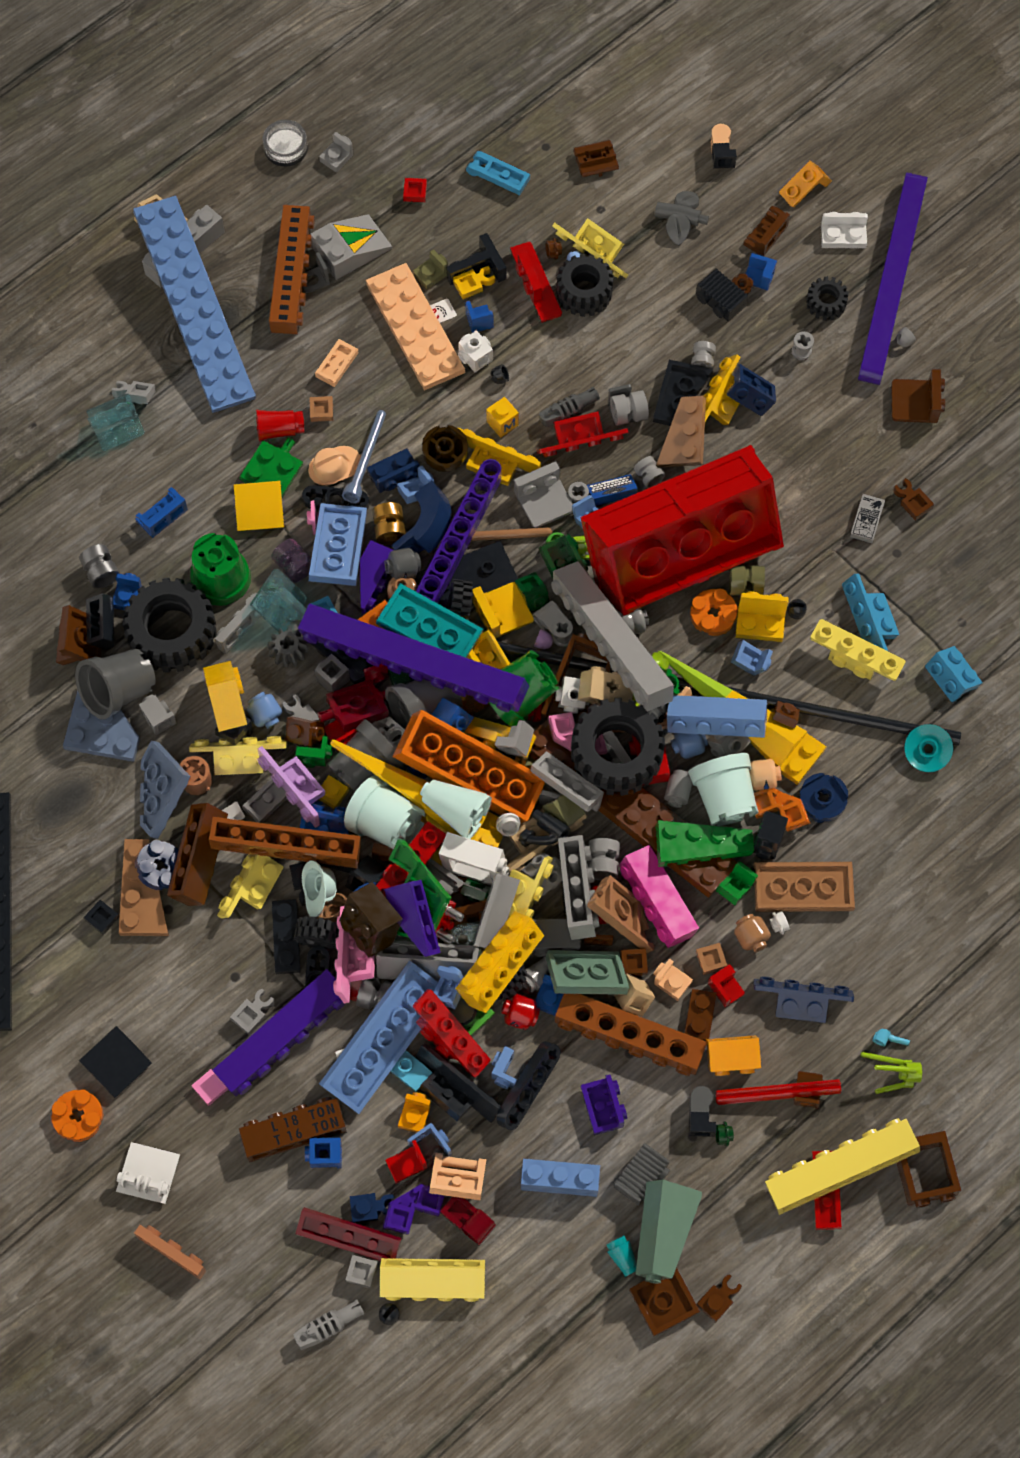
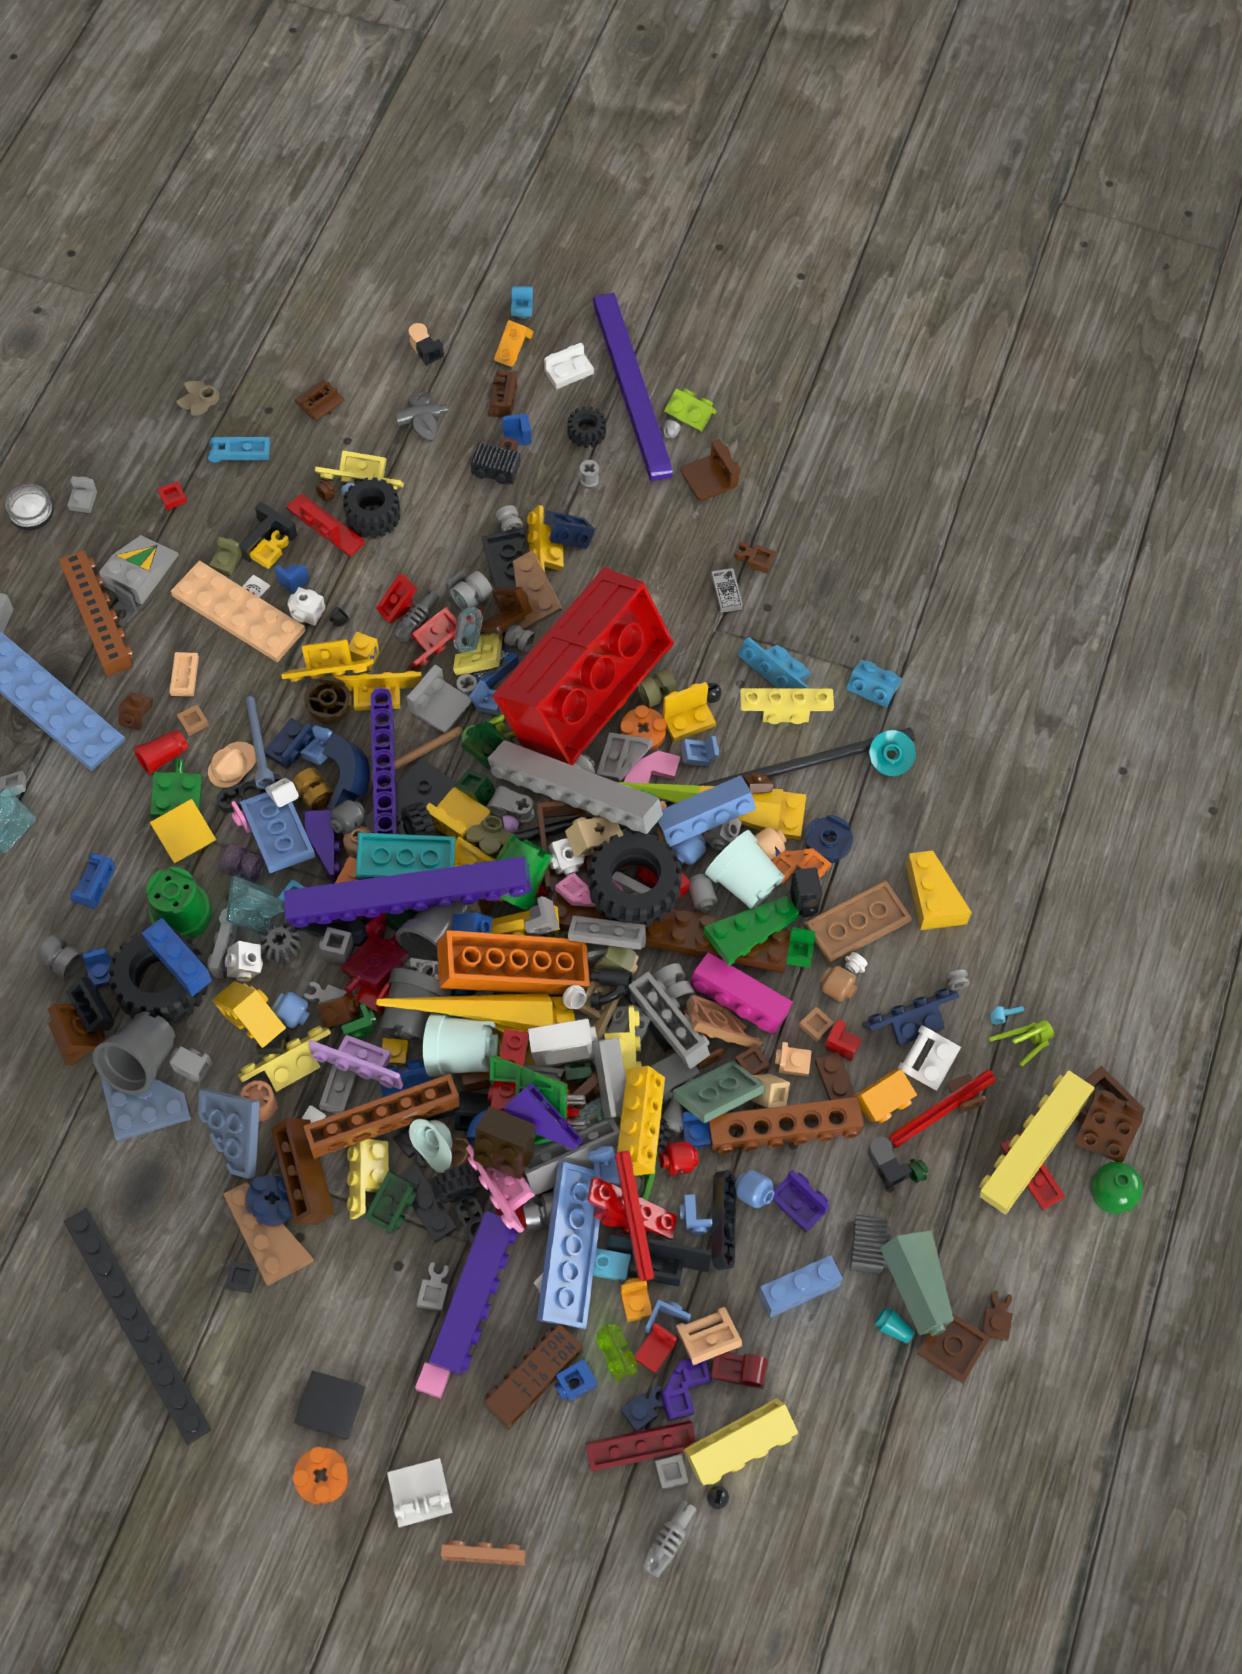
camera: 30 degrees left, 5 degrees down
(188, 616) = (177, 957): none -> blue brick
(247, 647) = (243, 961): none -> white brick
(256, 919) = (391, 1201): none -> dark green bracket
(275, 374) = (133, 709): none -> reddish brown bracket
(360, 513) = (282, 792): none -> white slope
(373, 1136) = (610, 1341): none -> clear neon green hinge
(447, 1040) = (634, 1215): none -> red axle
(457, 805) = (522, 1001): light aqua cone -> none
(465, 410) = (327, 658): none -> yellow bracket
(485, 107) = (198, 397): none -> dark tan plate
(517, 640) = (489, 834): none -> olive plate
(559, 383) = (397, 599): none -> red slope
(569, 1073) = (754, 1189): none -> medium blue head
(605, 475) = (485, 657): none -> light yellow plate
(606, 444) = (470, 631): none -> clear light blue plate
(655, 445) = (512, 606): none -> reddish brown bracket
(678, 626) = (621, 755): none -> light grey wing
(708, 650) = (658, 764): none -> bright pink tile
(798, 1049) = (937, 1061): none -> white plate
(836, 147) = (522, 301): none -> dark azure bracket
(863, 985) = (957, 979): none -> light grey bush
(889, 897) = (934, 893): none -> yellow wedge
(895, 1245) = (1116, 1187): none -> green cylinder
(918, 1187) = (1110, 1126): none -> reddish brown bracket
(934, 326) = (689, 409): none -> lime bracket

